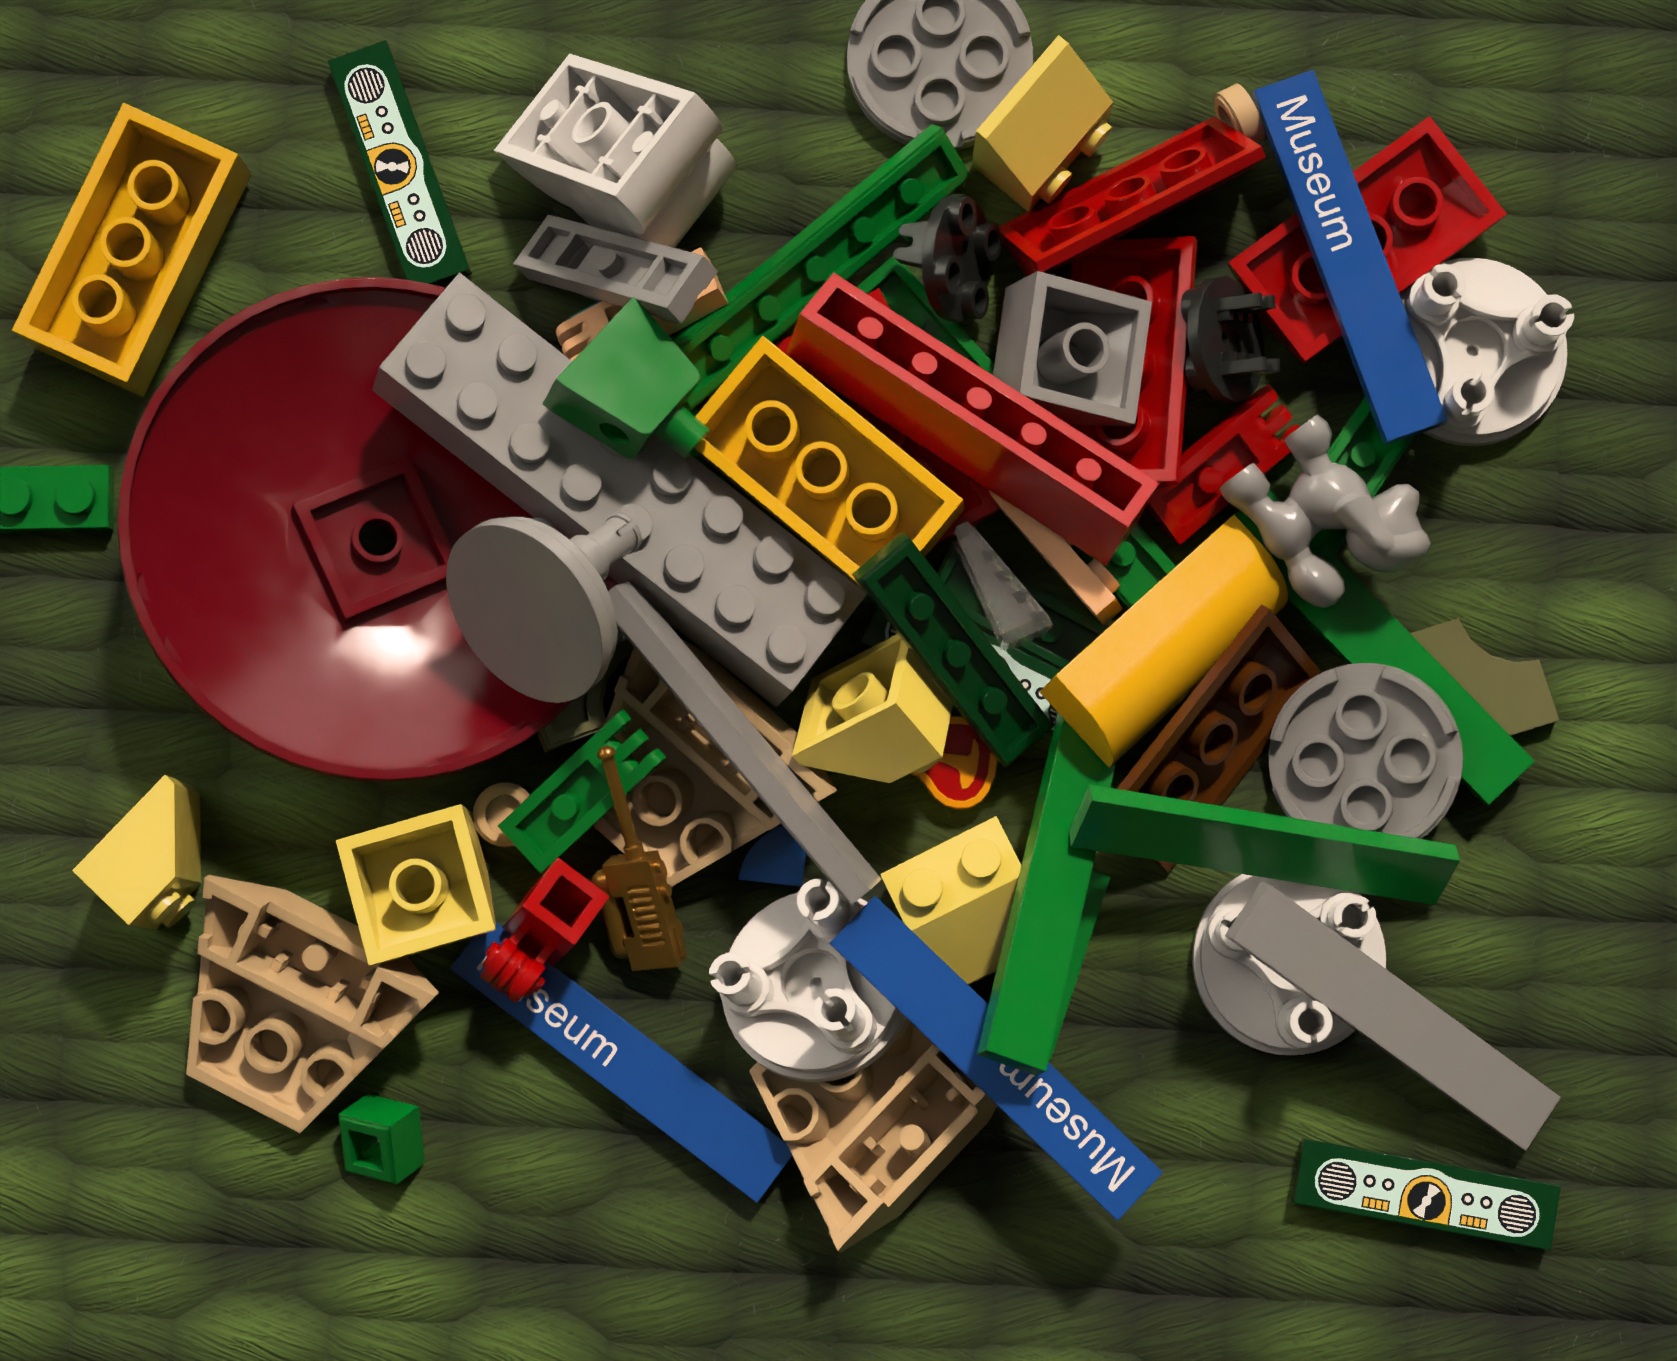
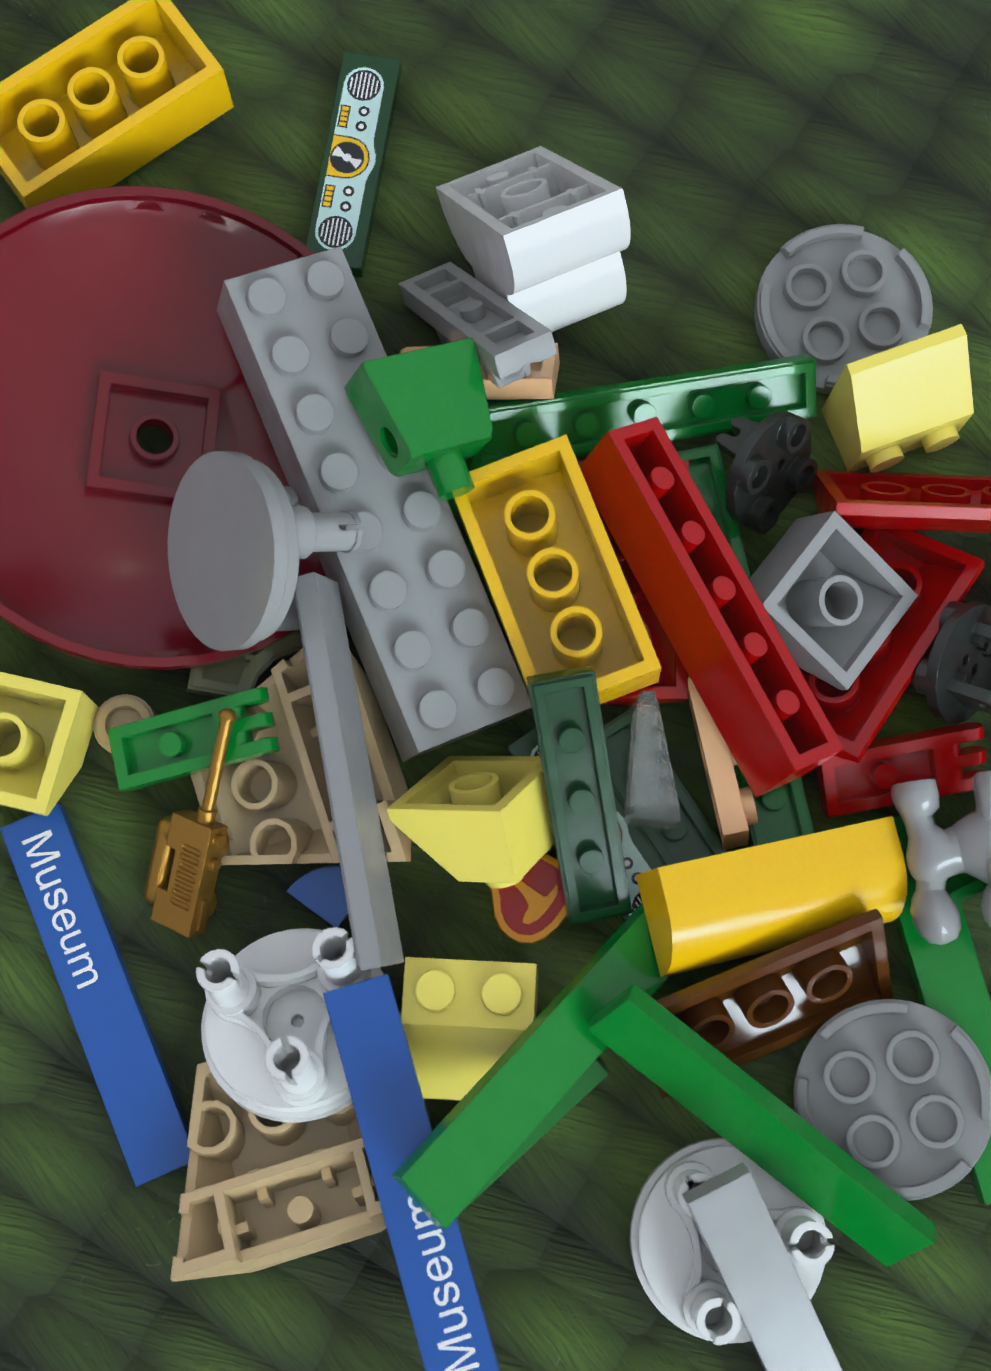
camera: 25 degrees right, 5 degrees down
(542, 930) = (93, 838): red brick -> none

